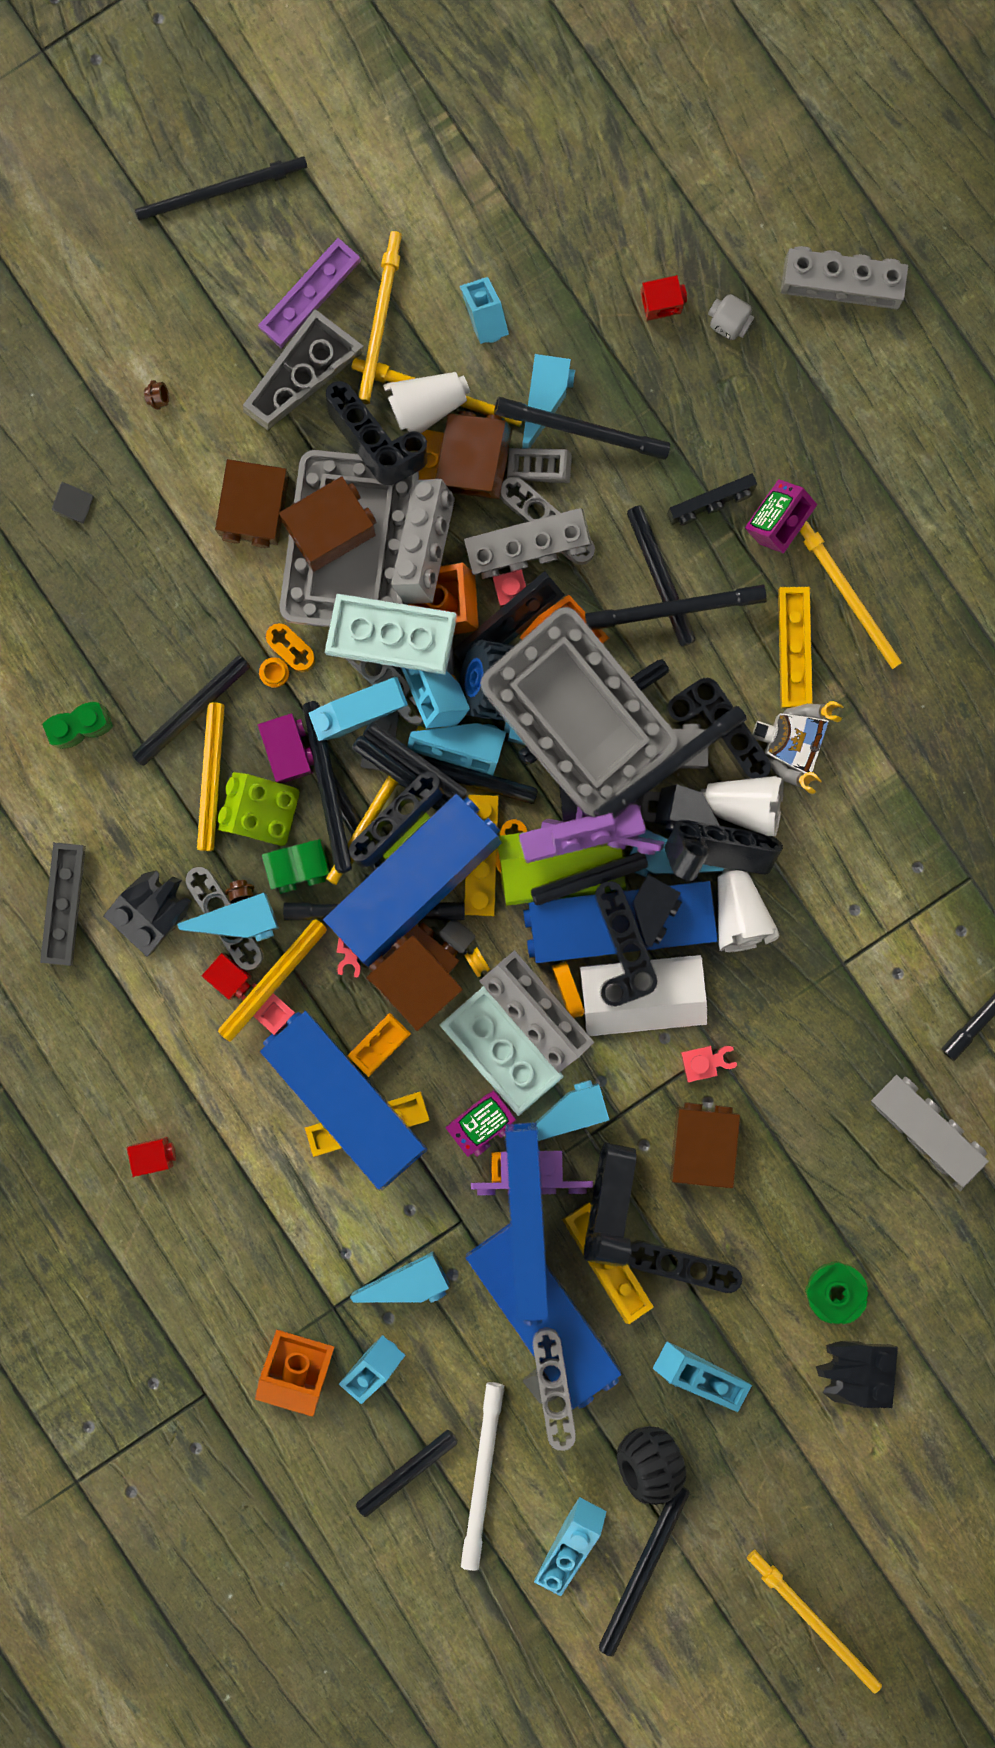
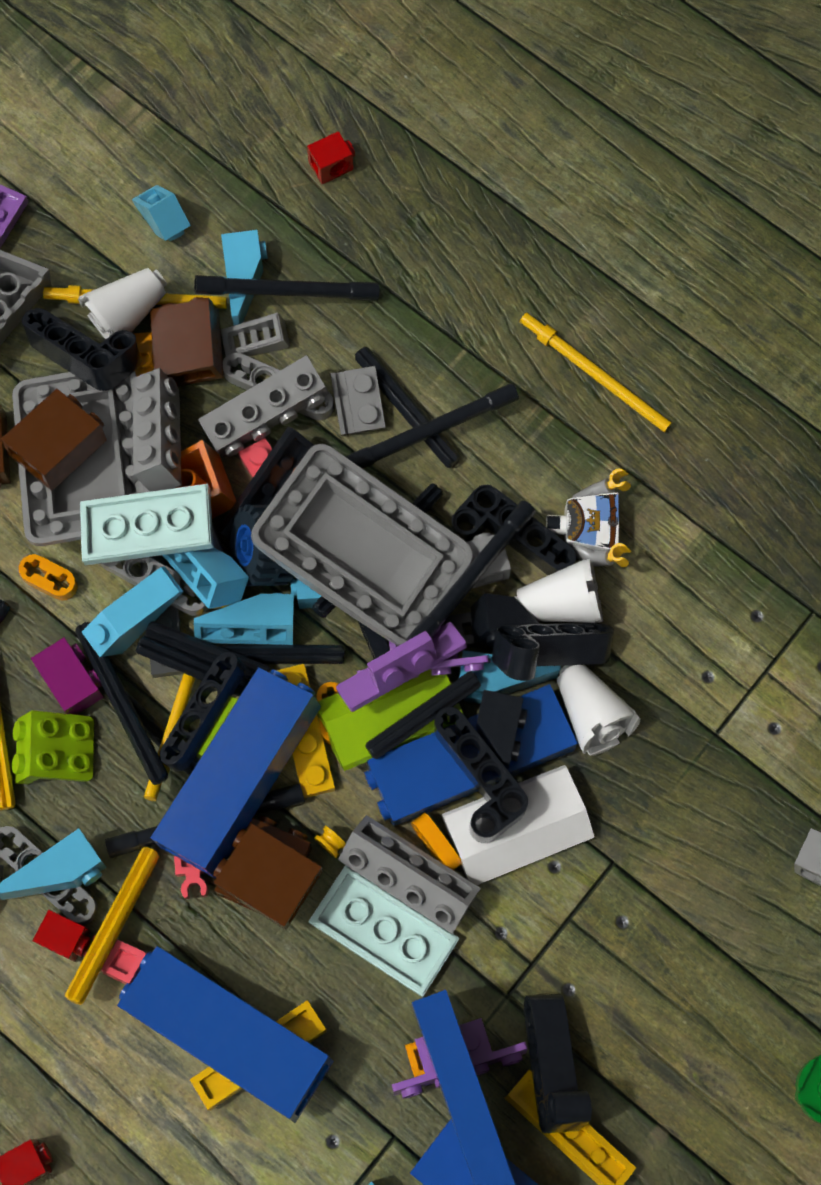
camera: 20 degrees left, 15 degrees down
(239, 891) = (51, 837): reddish brown plate -> none
(274, 672) = (36, 606): light orange plate -> none
(296, 865) = (108, 794): green brick -> none
(379, 1044) = (248, 962): light orange plate -> none
(390, 264) = (58, 197): yellow bar -> none
(457, 935) = (301, 820): dark grey slope -> none
(481, 1124) = (384, 1016): brick -> none
(574, 1111) = (483, 970): medium azure slope -> none
(617, 558) = (357, 400): none -> light grey plate
(682, 1271) = (654, 1106): black beam -> none
(702, 1063) = (603, 880): coral plate -> none
(705, 1145) = (634, 967): reddish brown brick -> none
(712, 500) = (435, 322): black plate -> none
(731, 317) = (401, 157): light grey head -> none
(781, 516) = (507, 317): magenta brick -> none
(795, 646) = (560, 435): yellow plate -> none
(844, 278) = (498, 97): light grey brick -> none

